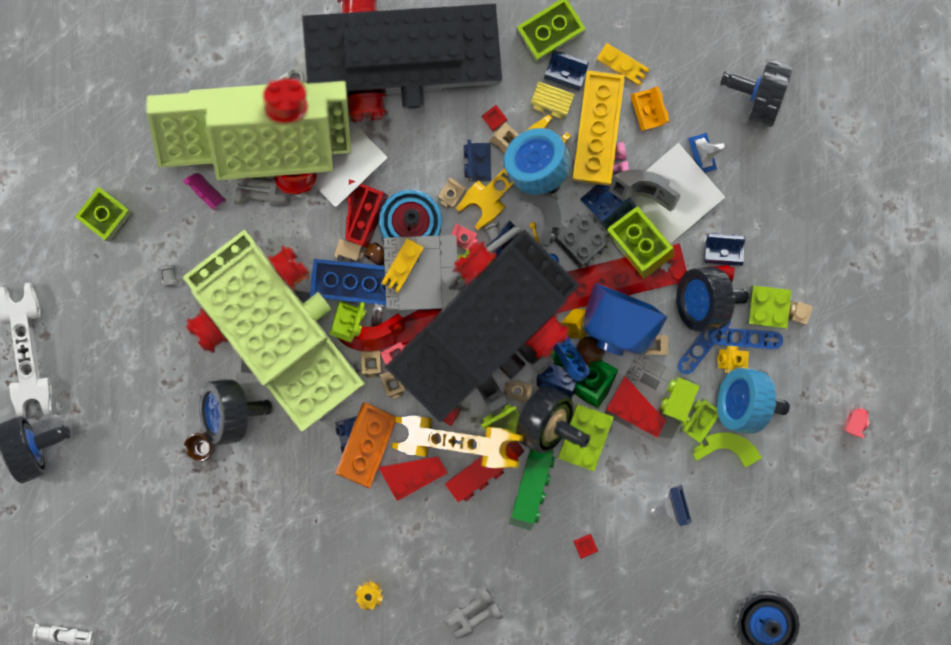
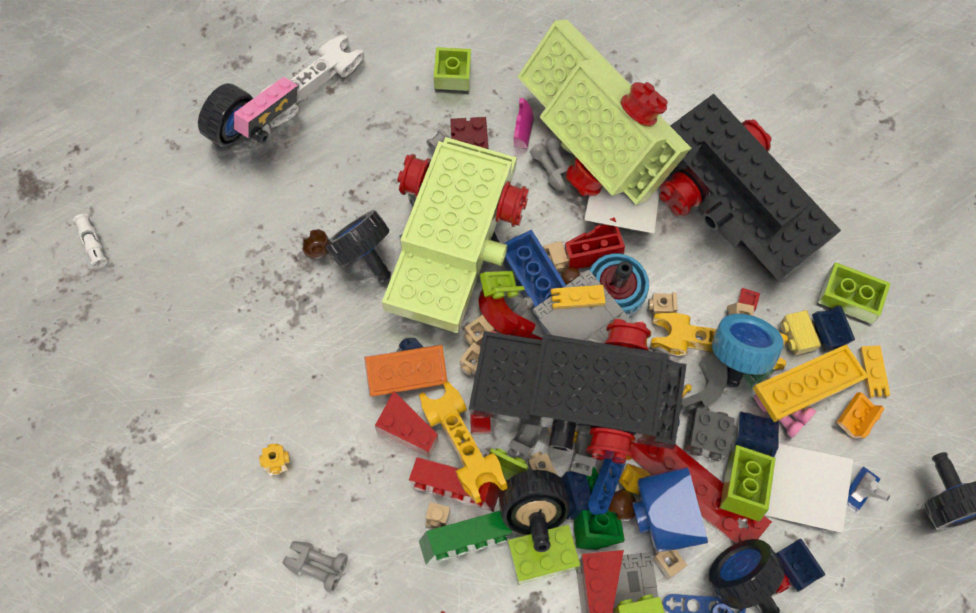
camera: 50 degrees right, 20 degrees down
(40, 411) = (265, 107): none -> bright pink brick
(185, 247) = (470, 132): none -> dark red piece
(478, 161) = (704, 306): dark blue bracket -> none
(501, 498) = (437, 515): none -> tan brick
(646, 184) = (797, 452): dark grey arch -> none

